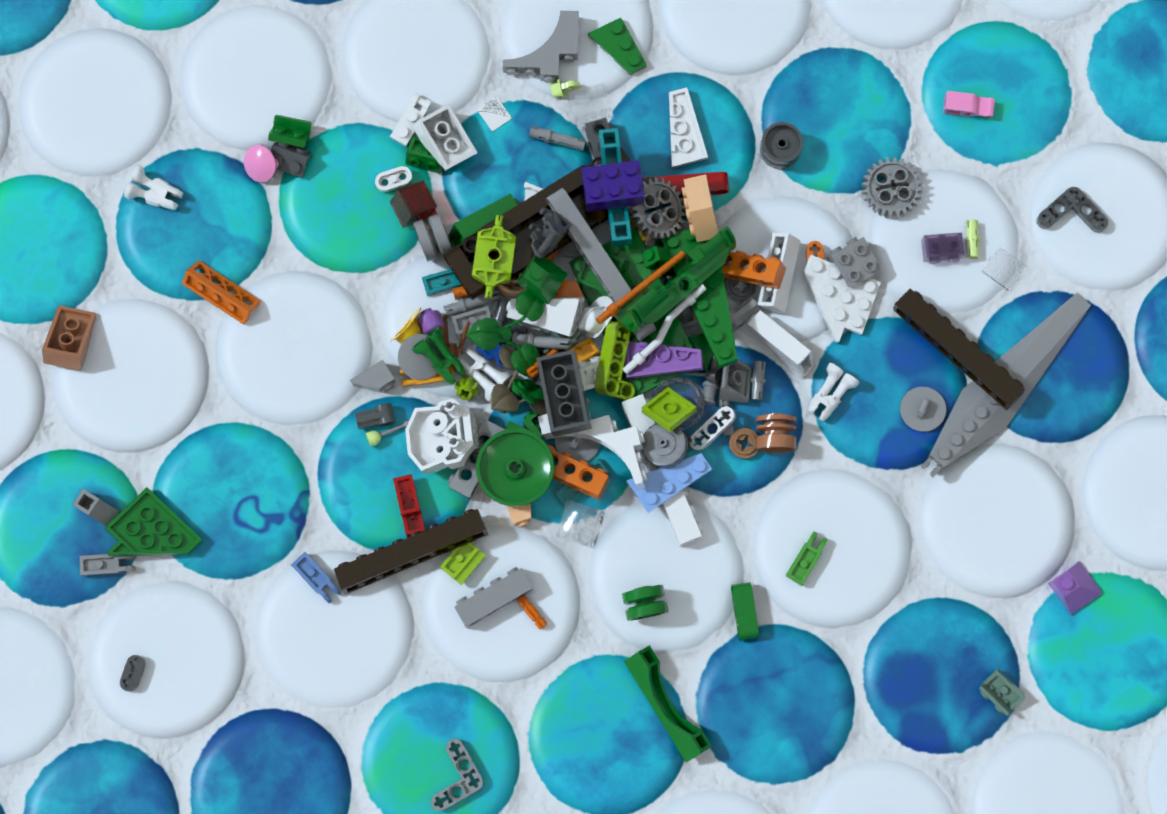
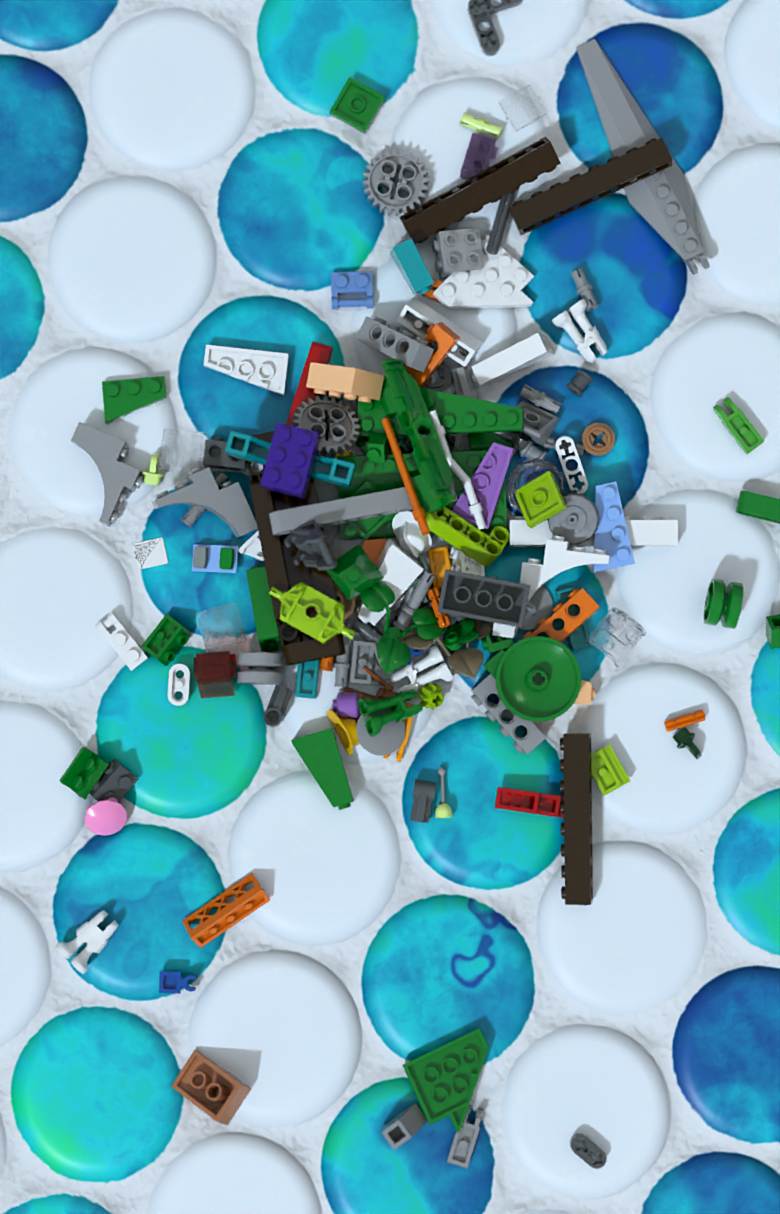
camera: 70 degrees left, 5 degrees up
(145, 272) = (173, 981): none -> blue plate
(314, 575) = (562, 926): medium blue hinge -> none
(373, 325) = (325, 763): none -> green slope
(375, 378) = (383, 785): light grey slope -> none
(410, 265) = (278, 704): none -> dark grey piece
(426, 439) = (469, 757): white brick -> none
(444, 137) = (159, 614): white slope -> none
(456, 194) = (221, 627): none -> clear slope
(494, 597) = (656, 753): light grey brick -> none
(511, 166) = (215, 558): none -> piece
(515, 618) = (684, 739): none -> dark green piece
(560, 132) = (227, 503): none -> light grey arch
(751, 237) = (394, 343): none -> light grey brick
(776, 430) = (603, 403): nougat wheel -> none
(781, 134) = (316, 266): dark grey wheel -> none
(786, 407) = (579, 383): none -> dark grey bush
(790, 186) = (351, 284): none -> medium blue plate
(824, 227) = (412, 267): none -> teal slope
(868, 381) = (584, 289): none -> light grey pin
(914, 257) = (480, 190): none -> dark brown brick
(915, 284) = (499, 223): none -> dark grey axle
(923, 409) = (633, 248): light grey shield -> none
(944, 130) = (357, 105): none -> green plate
(967, 105) = (341, 70): bright pink piece -> none

